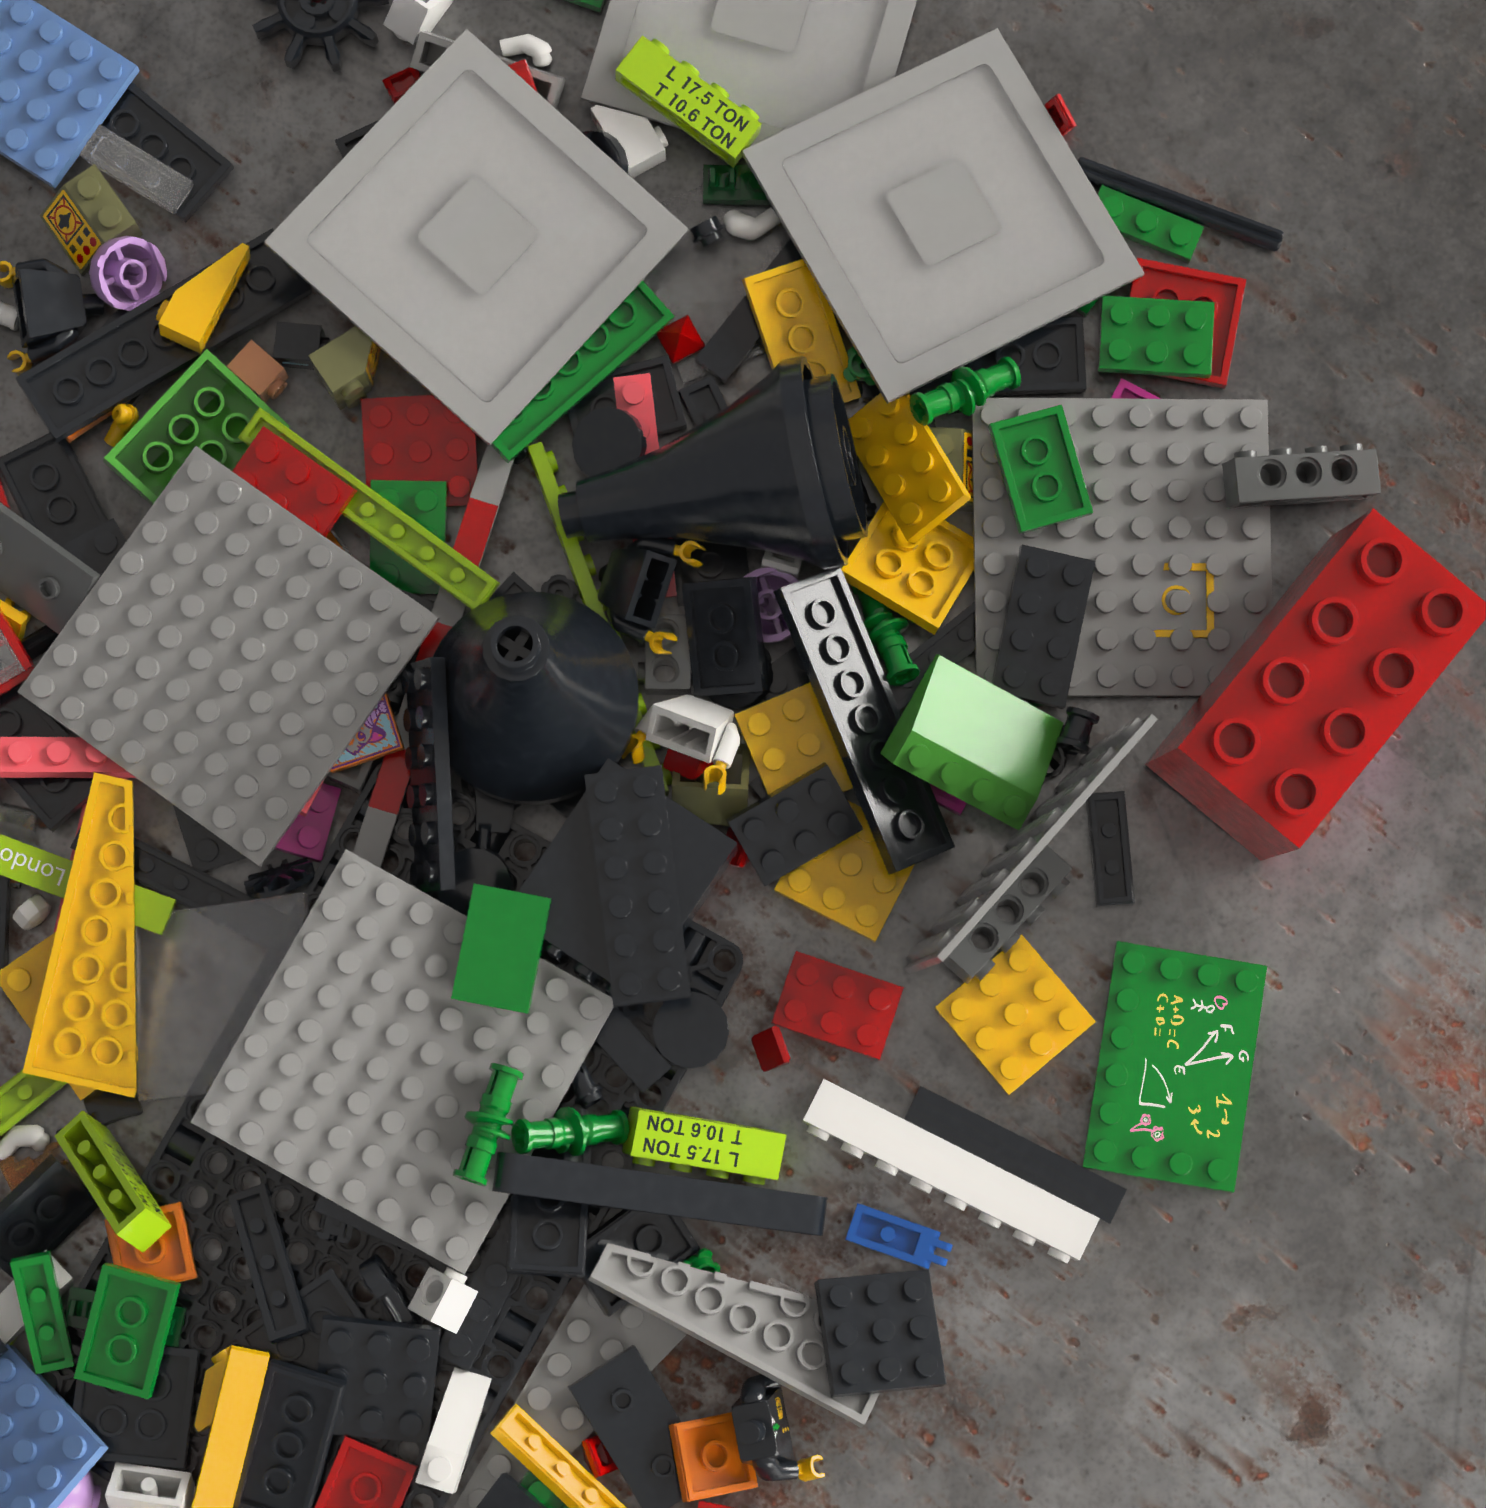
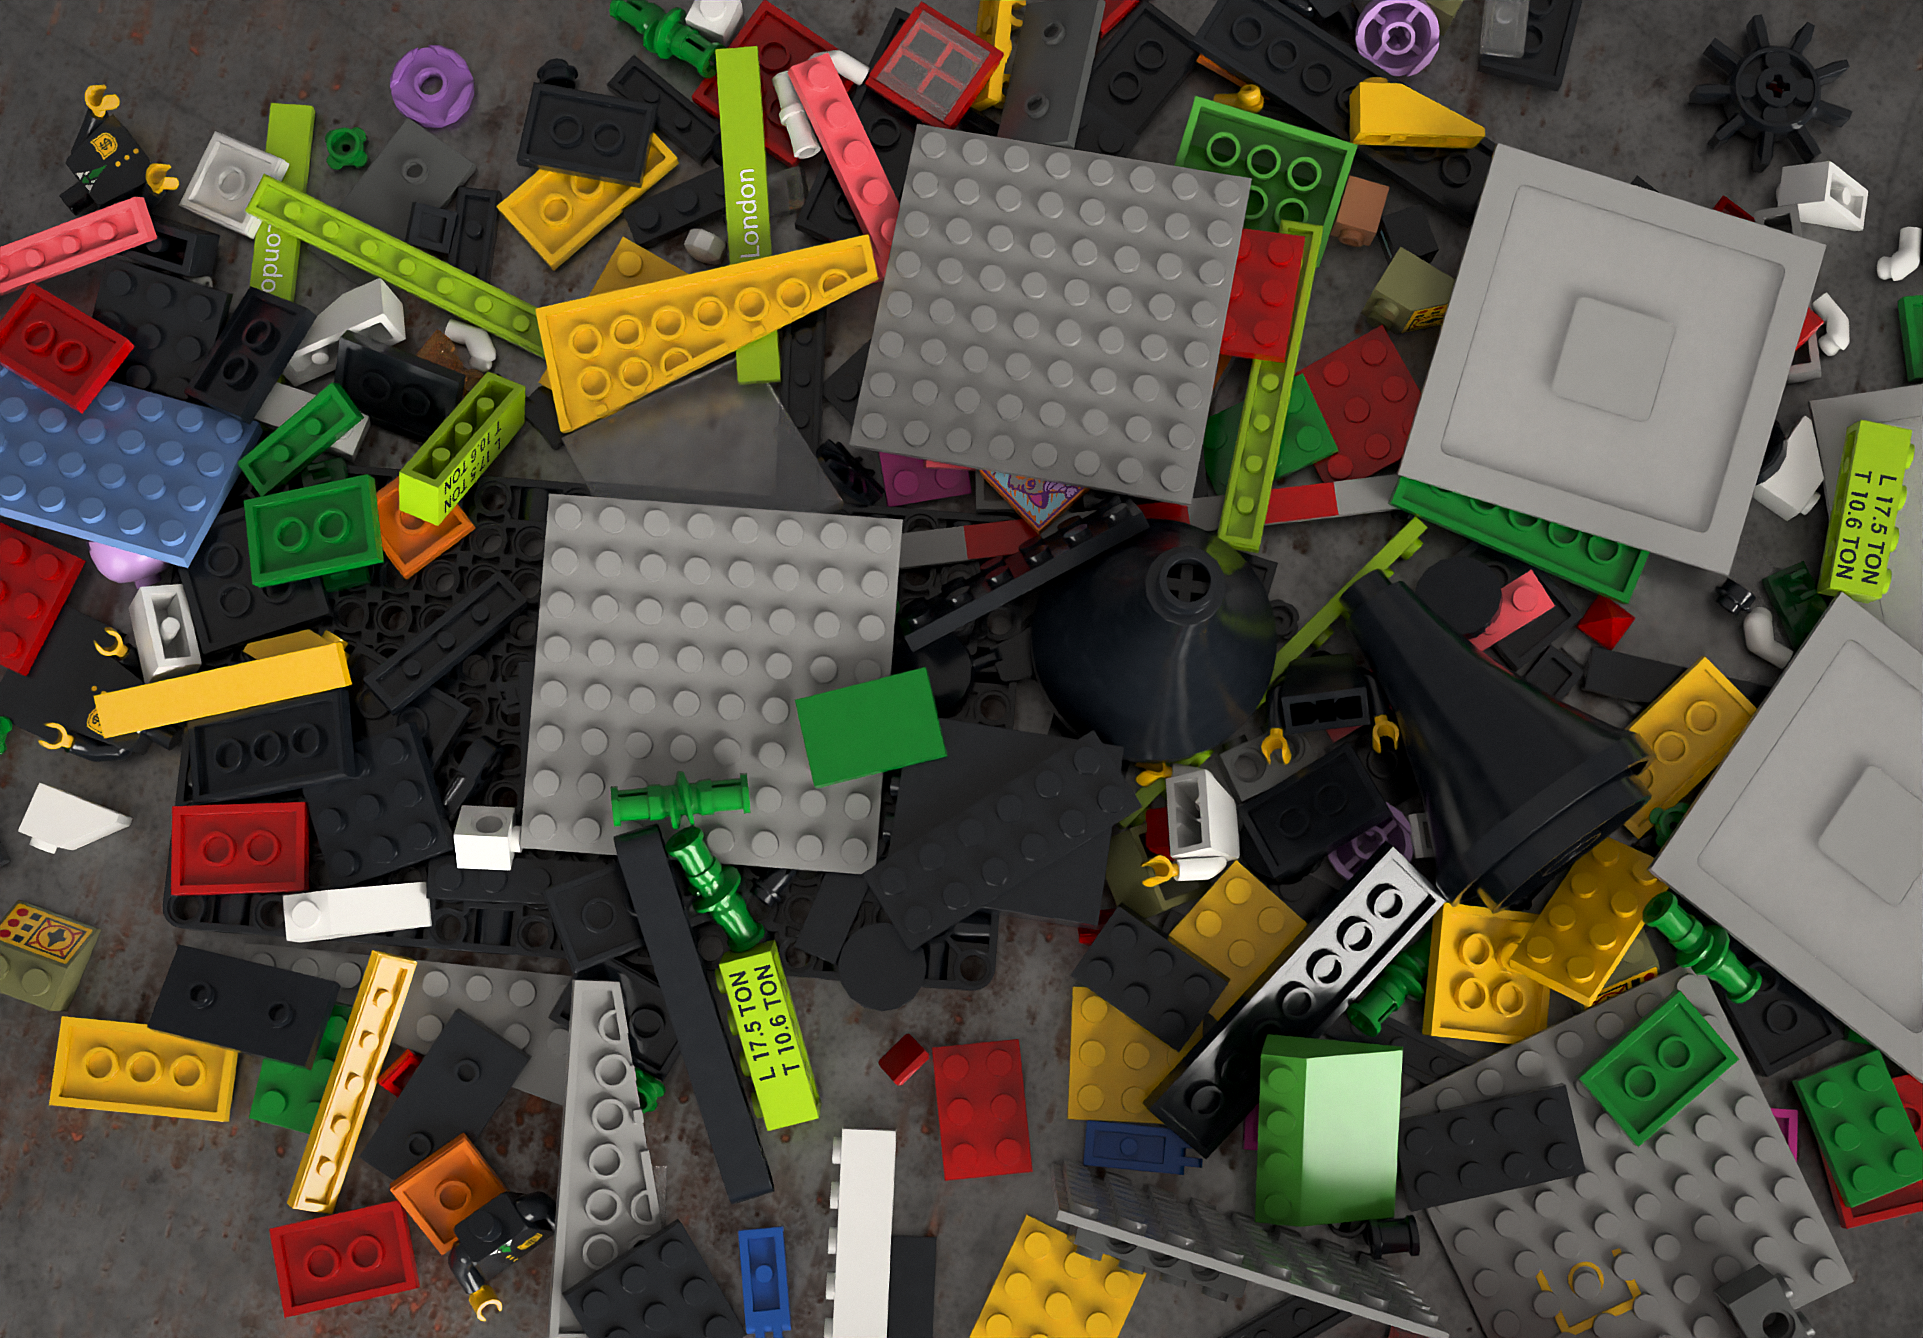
camera: 65 degrees right, 0 degrees up
(922, 897) = (1136, 1148): none -> blue hinge

